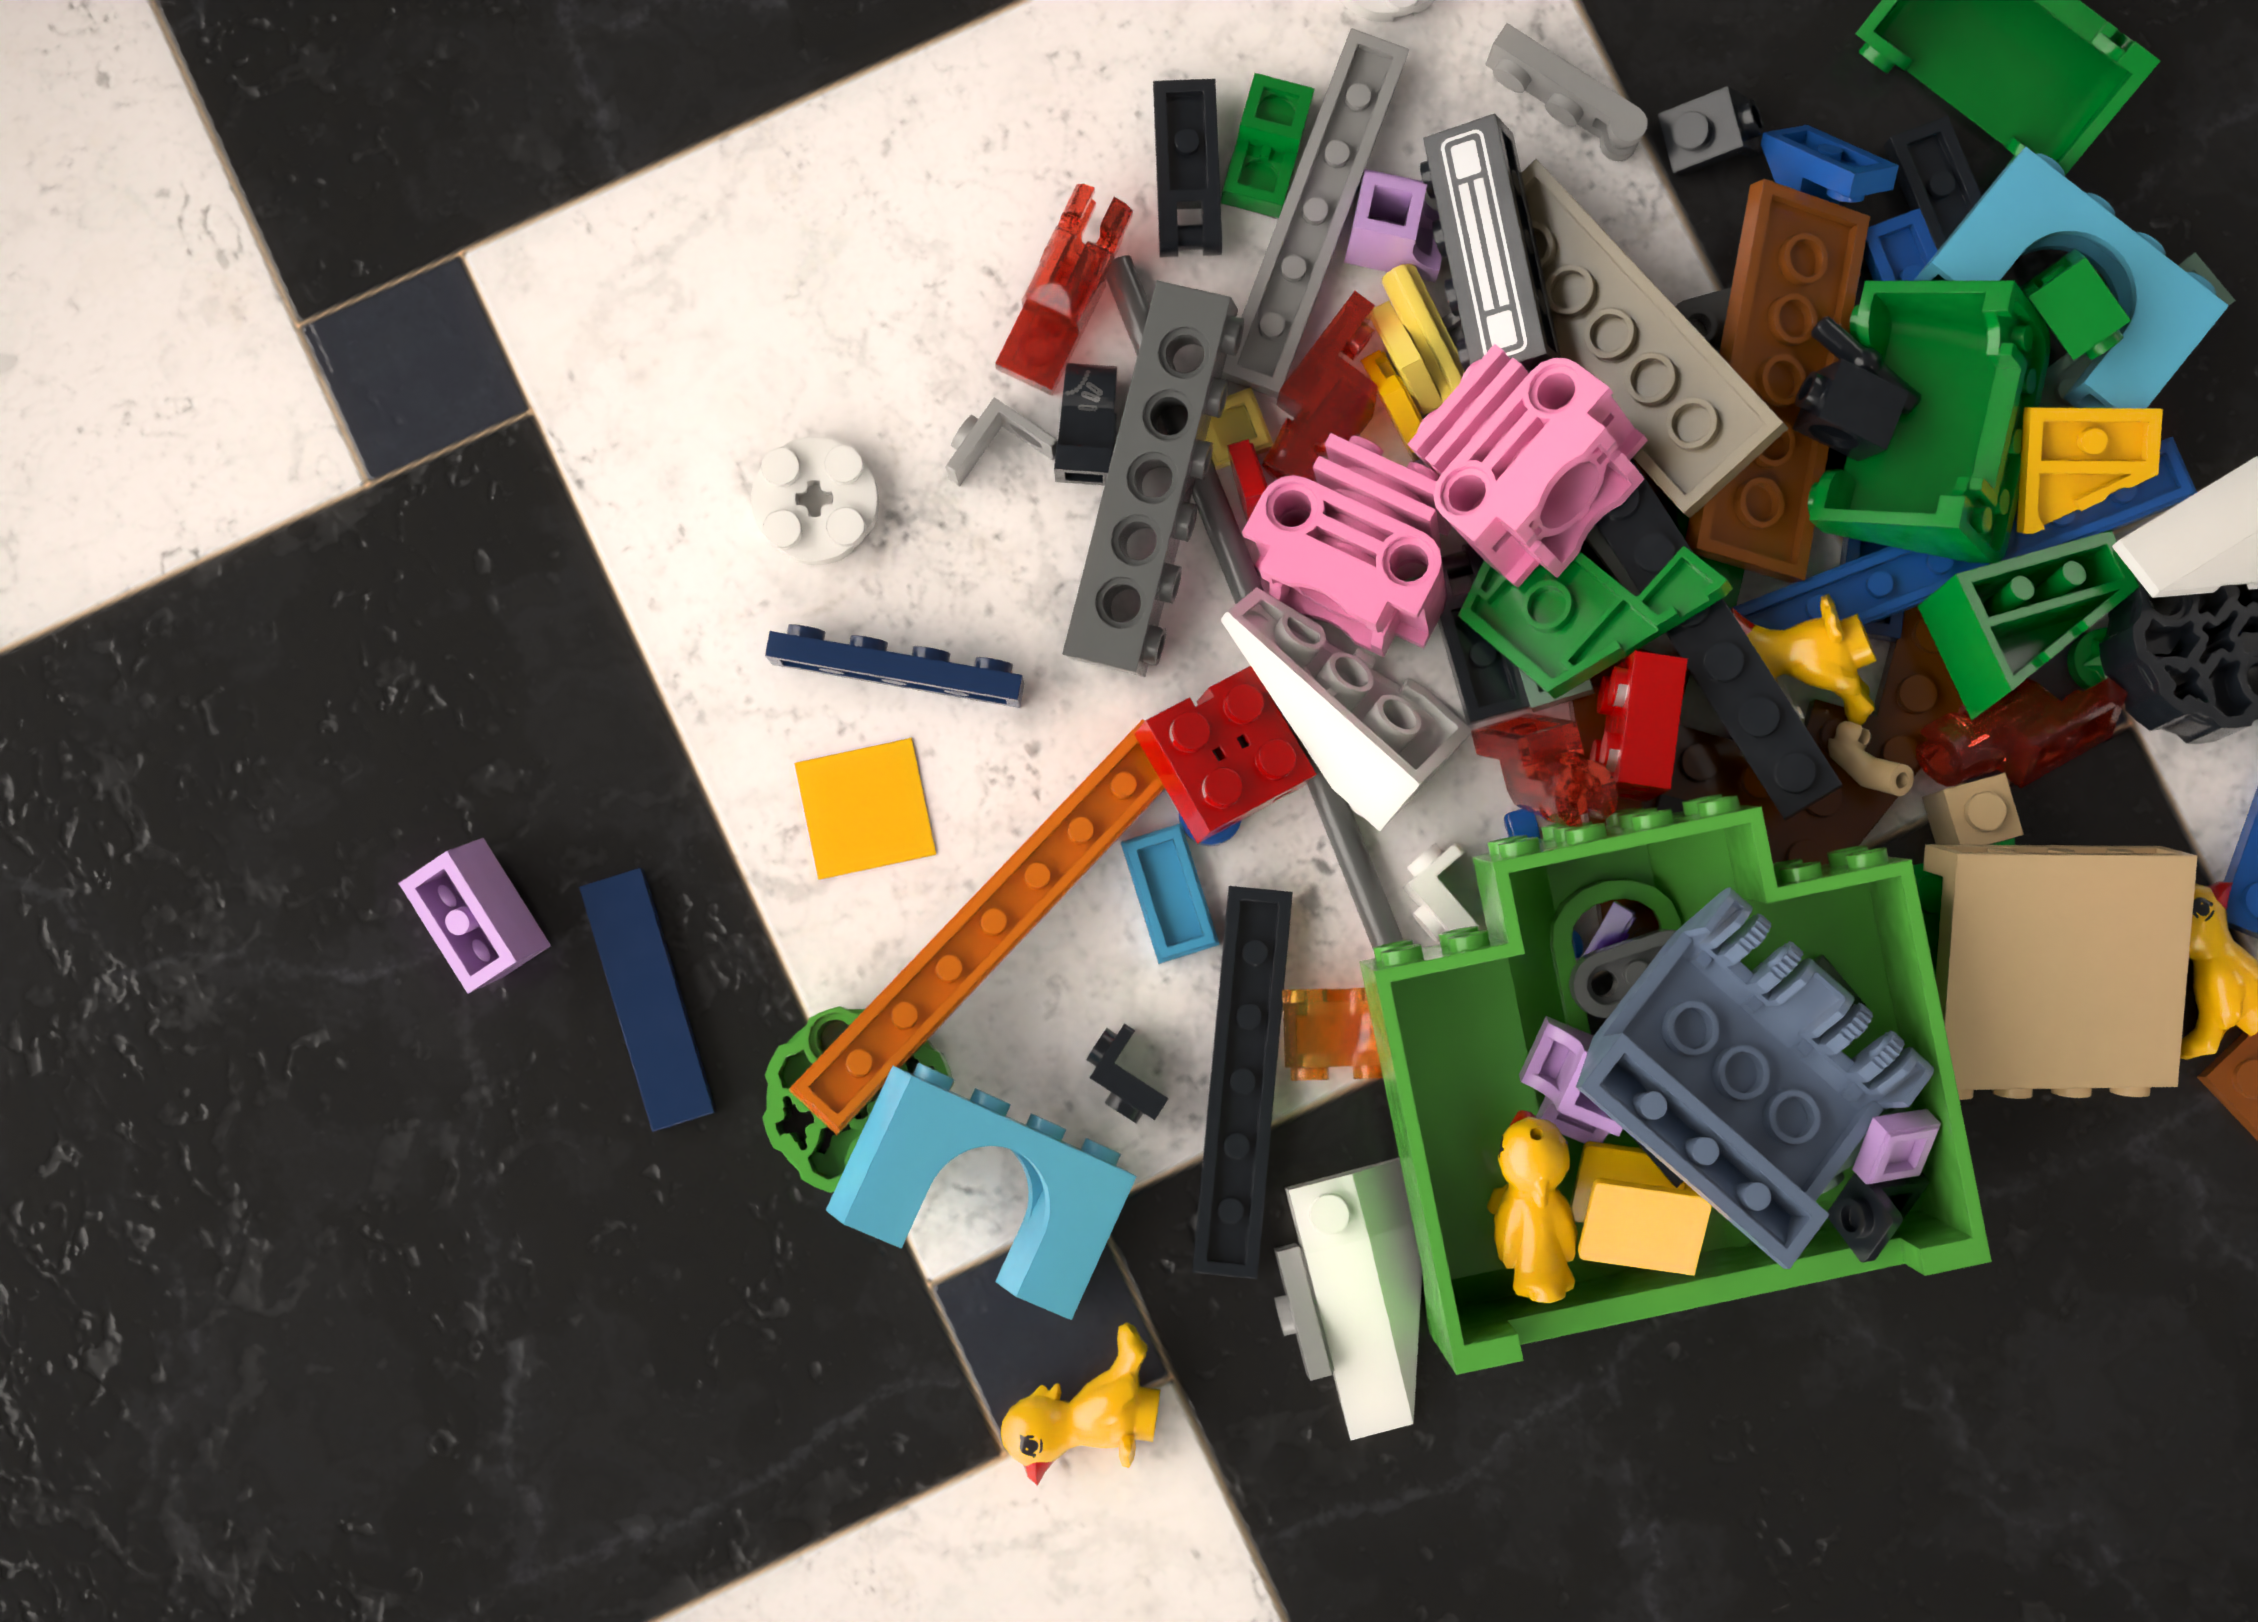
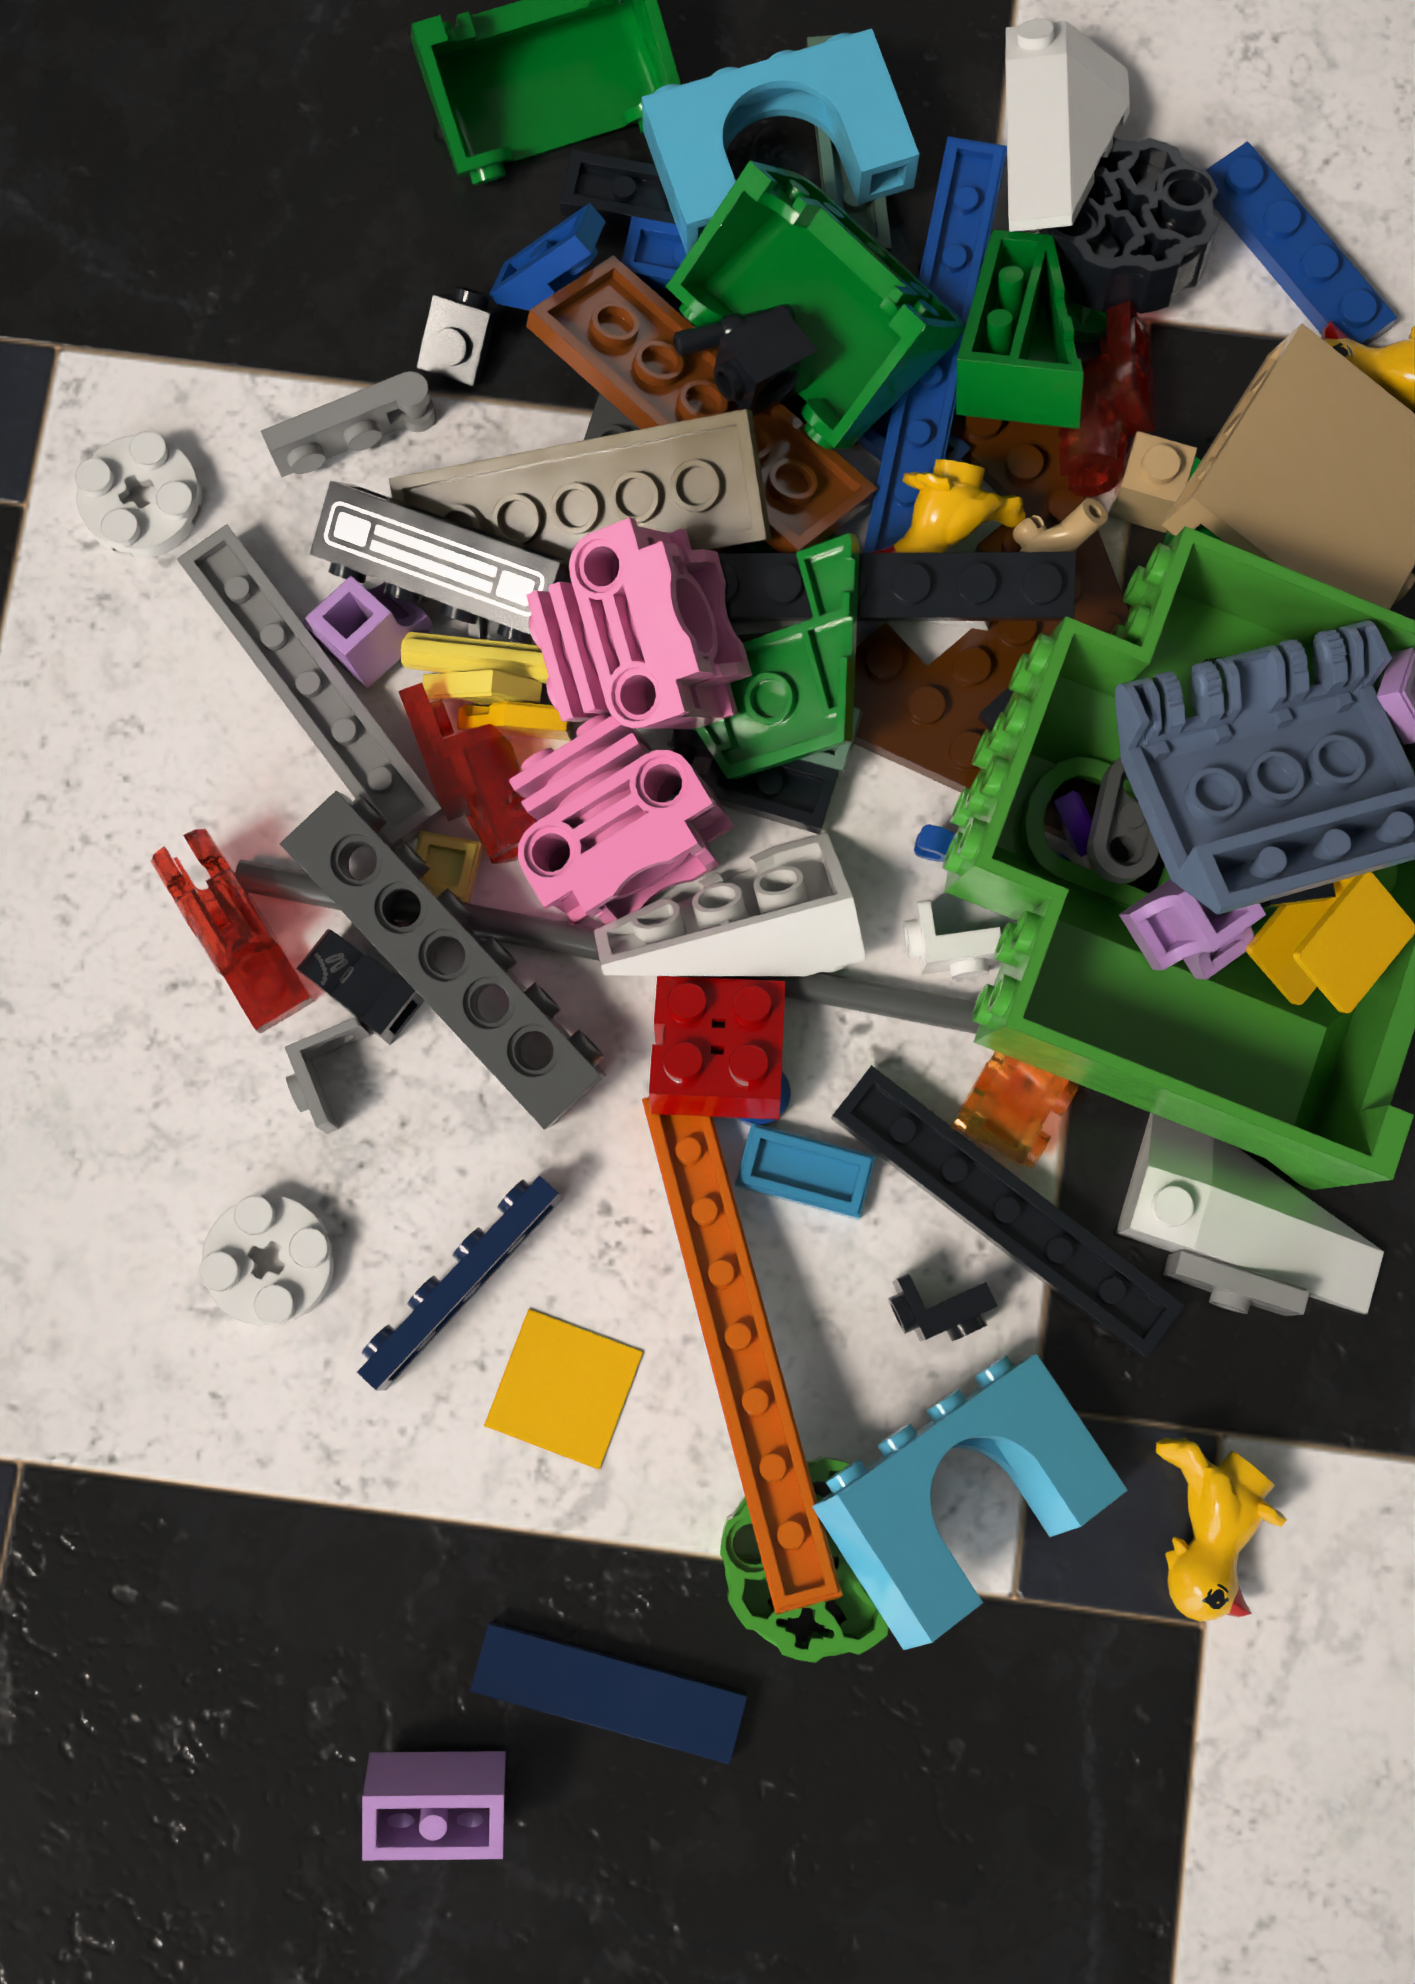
camera: 55 degrees left, 5 degrees down
(1187, 165) = (198, 764): black plate -> none
(1247, 475) = (498, 881): red tile -> none
(1267, 145) = (227, 689): green slope -> none
(1532, 1217) = (1283, 1030): yellow animal -> none
(1548, 768) = (907, 783): clear red plate -> none
(1641, 723) = (919, 687): red piece -> none
(2077, 306) = (798, 133): green slope -> none
(2081, 457) = (922, 210): yellow wing -> none

